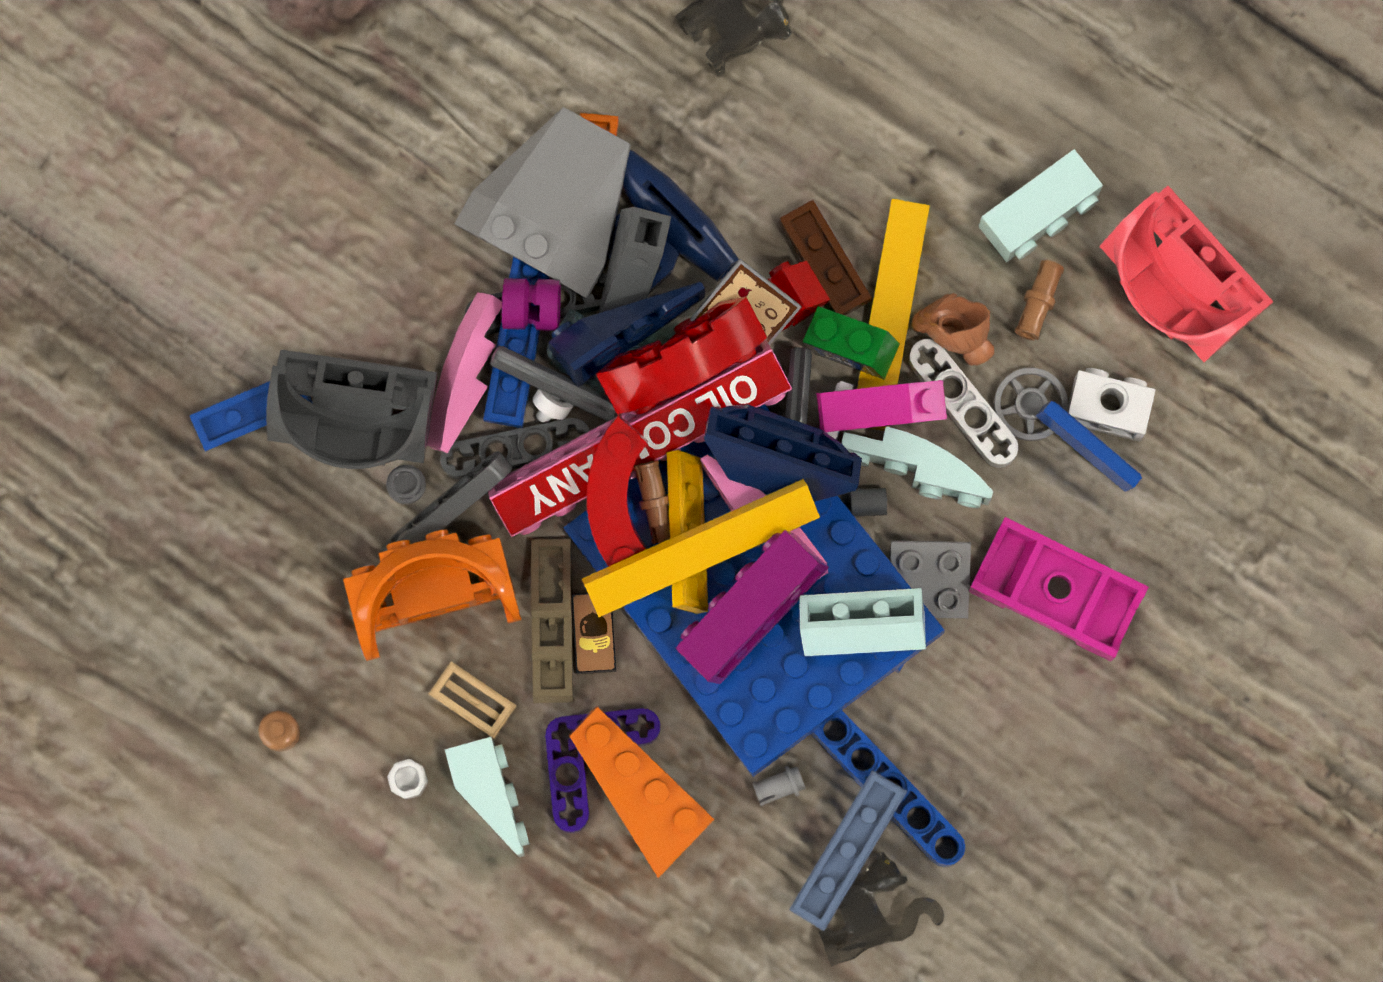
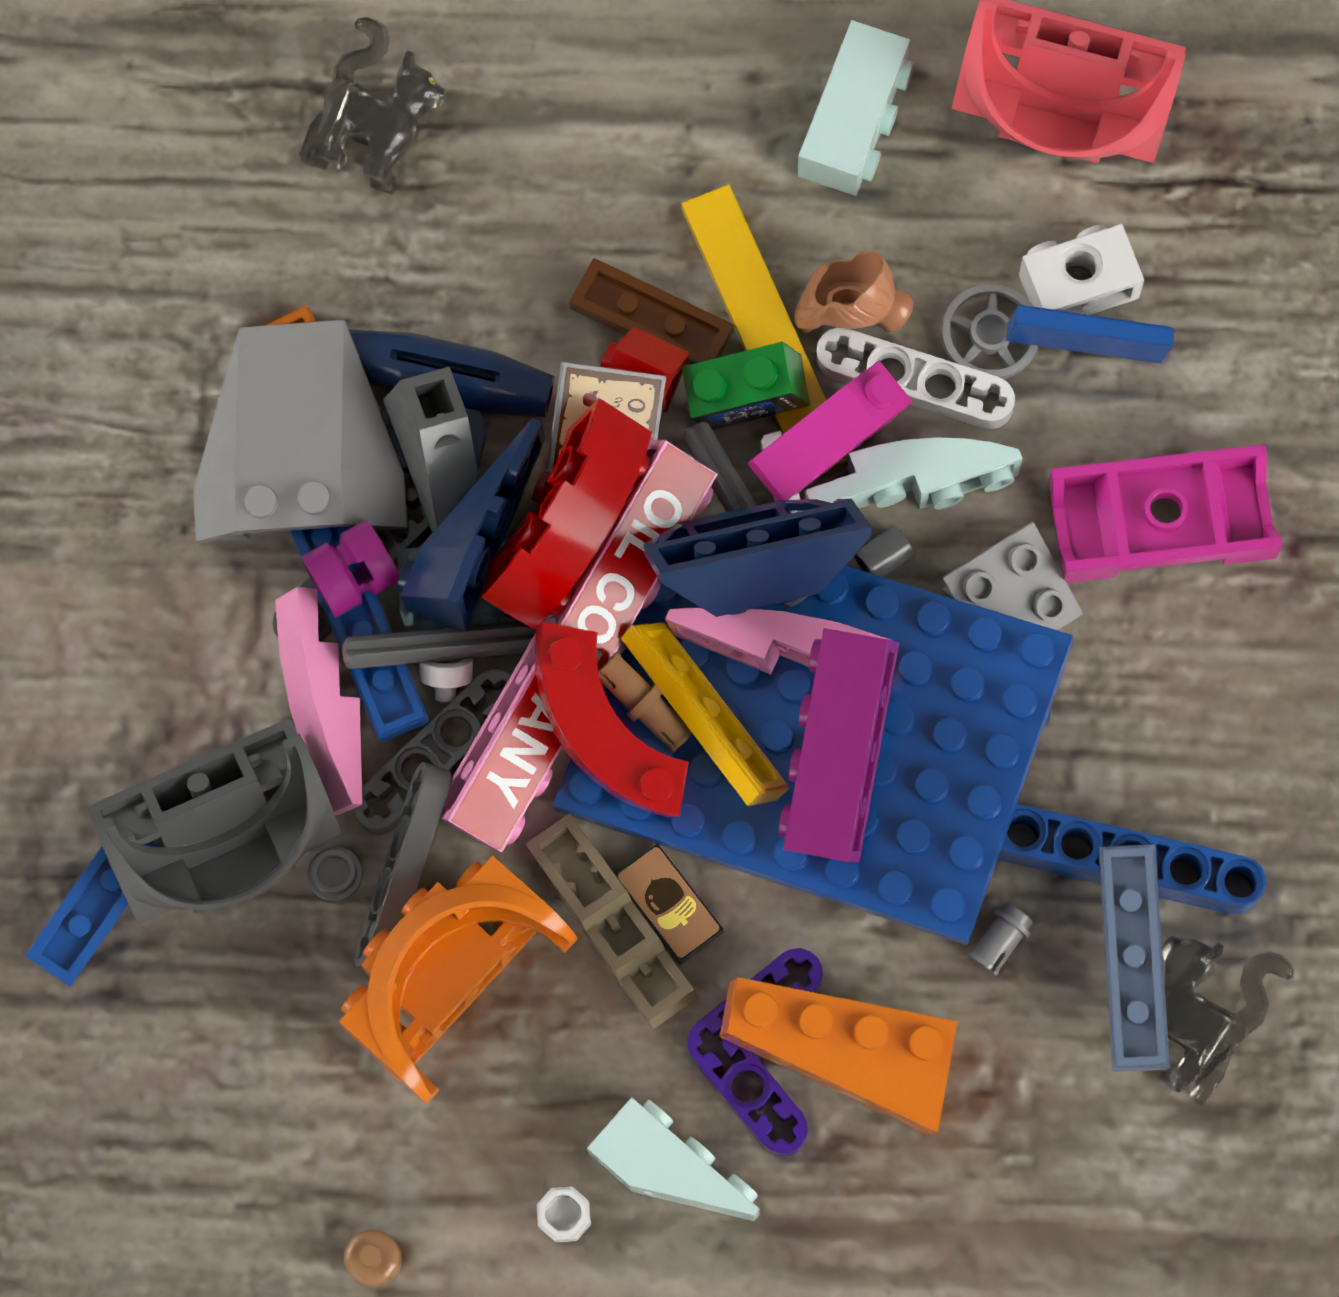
camera: 30 degrees left, 5 degrees down
(500, 719) = (587, 1095): tan tile -> none
(700, 548) = (736, 715): yellow tile -> none
(862, 622) = (979, 680): light aqua brick -> none
(1039, 300) = (923, 211): medium nougat pin -> none

